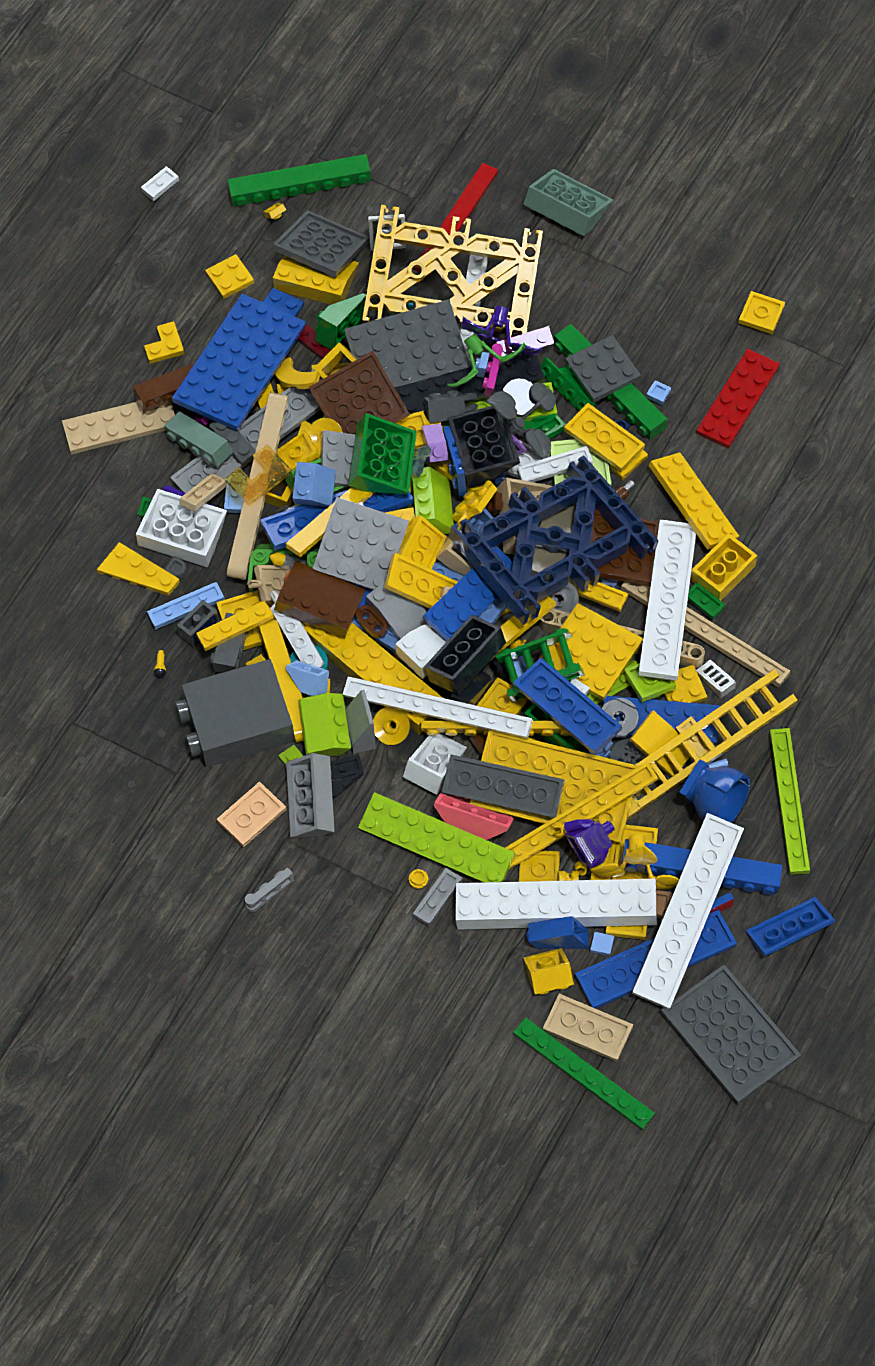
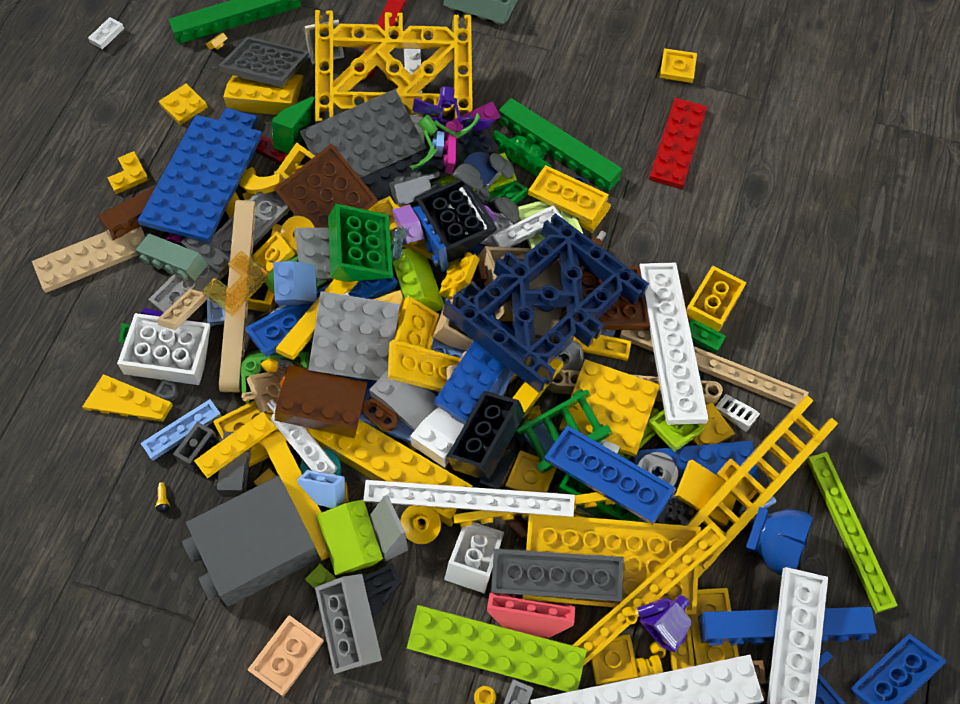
camera: 15 degrees left, 0 degrees up
(603, 368) = (551, 132): dark grey plate -> none
(637, 854) = (722, 623): yellow plant -> none
(658, 392) = (606, 147): light blue plate -> none
(692, 499) = (666, 240): yellow plate -> none

